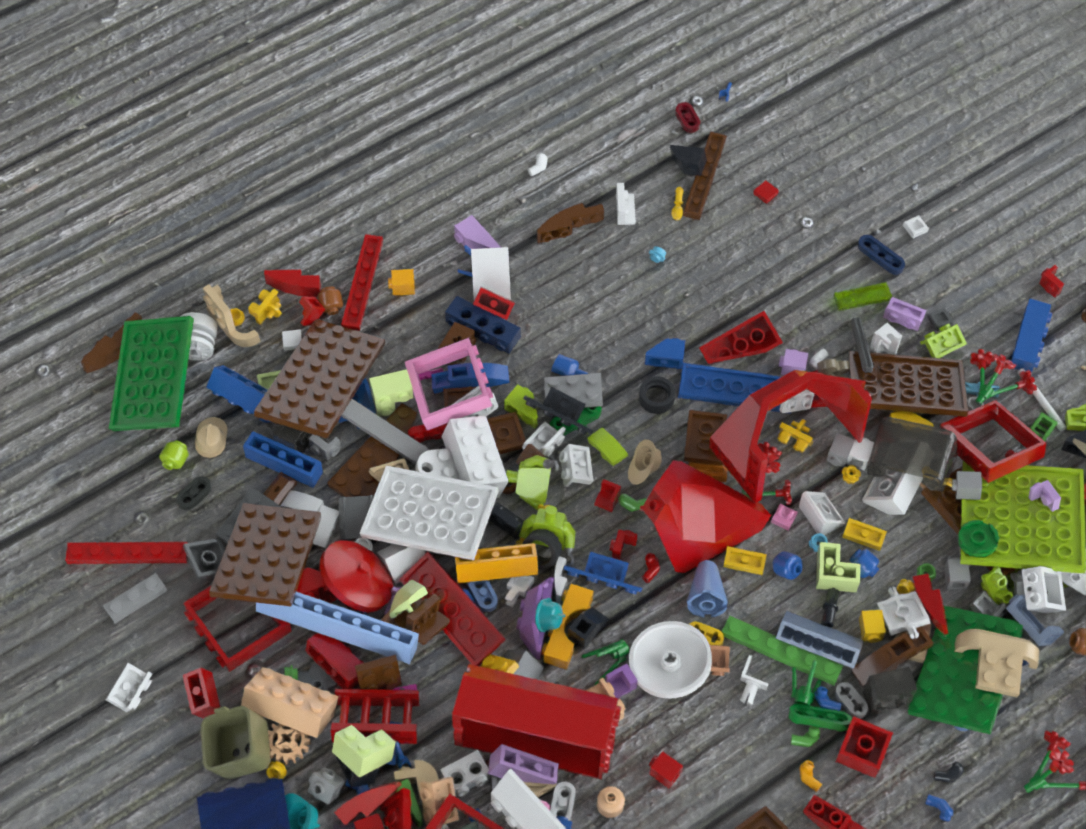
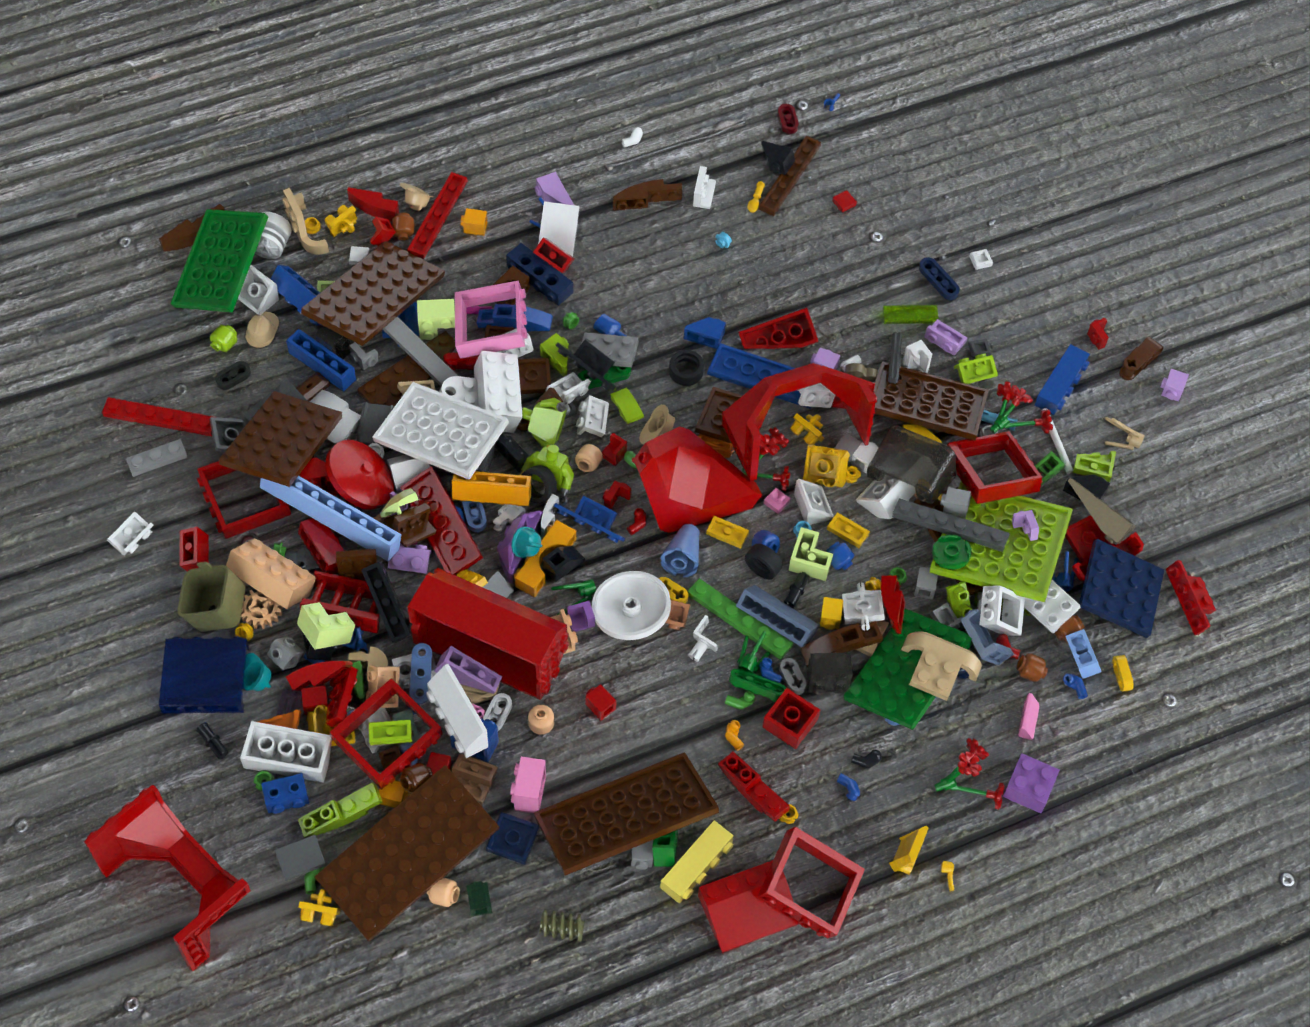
camera: 10 degrees right, 0 degrees up
(199, 398) = (258, 291): none -> white slope
(335, 267) = (415, 196): none -> tan piece
(421, 709) = (387, 602): none -> black brick
(431, 655) = (411, 559): none -> lavender bracket
(473, 789) = (420, 663): none -> medium blue plate
(527, 367) = (570, 320): none -> bright green plate
(584, 510) = (588, 458): none -> light nougat head
(791, 585) = (763, 561): none -> black tyre
(825, 471) = (826, 466): none -> yellow slope
(968, 510) = (951, 524): none -> dark grey plate
(1049, 620) = (1004, 640): none -> red arm

